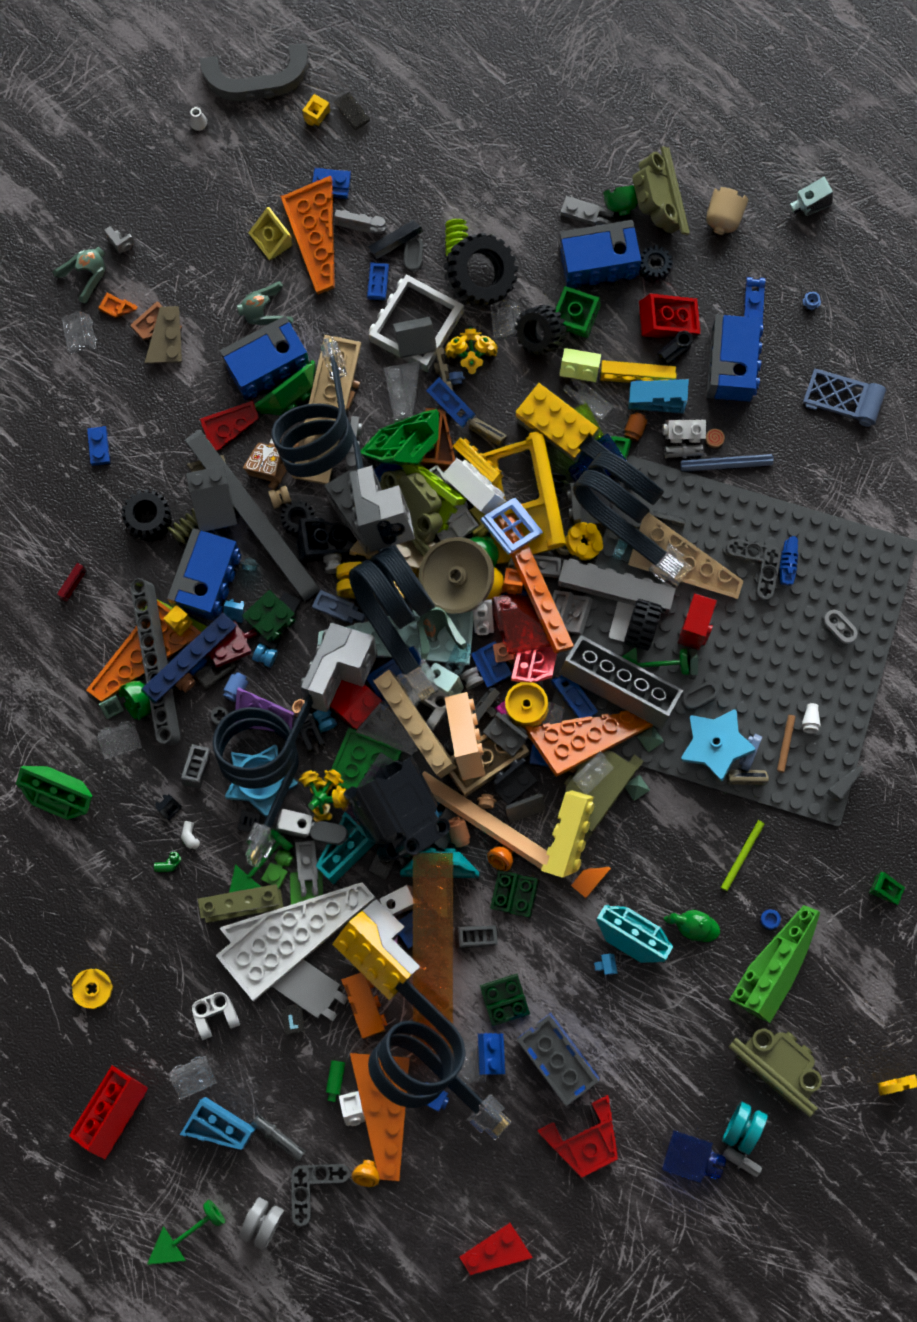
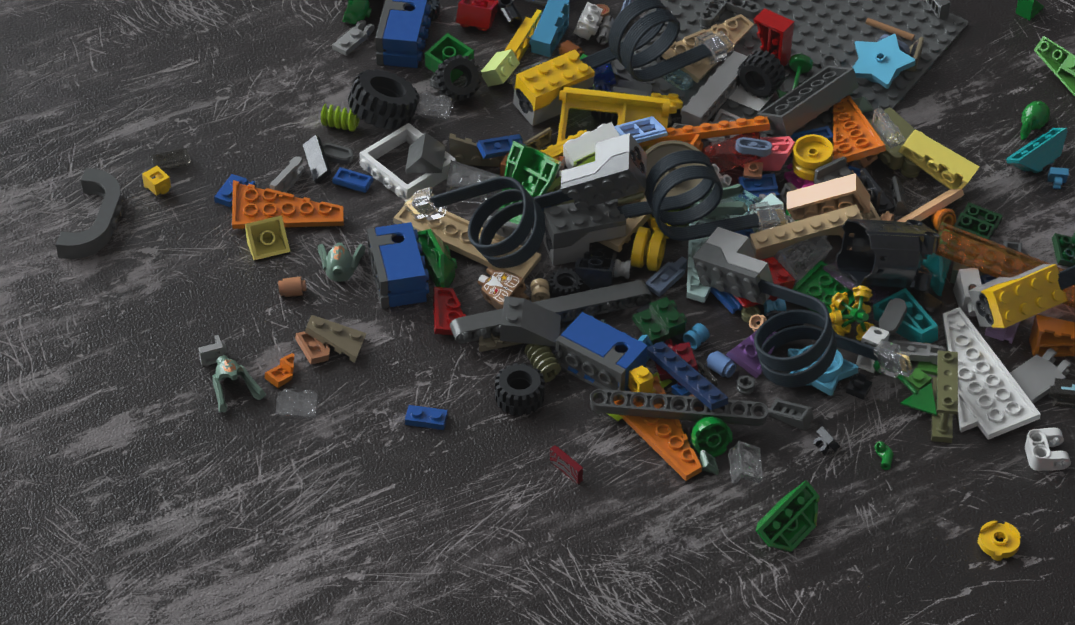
camera: 75 degrees left, 30 degrees down
(187, 837) = (861, 434): white arm -> none
(197, 119) = (116, 264): white cone -> none
(219, 277) = (292, 286): none -> nougat brick
(472, 361) = (455, 124): yellow plant -> none
(513, 643) = (753, 146): none -> sand blue plate
(589, 880) = (982, 175): orange slope -> none
(742, 856) = (979, 80): lime bar -> none
(770, 919) = (1039, 77): blue tile -> none
(811, 719) = (876, 9): white cone -> none

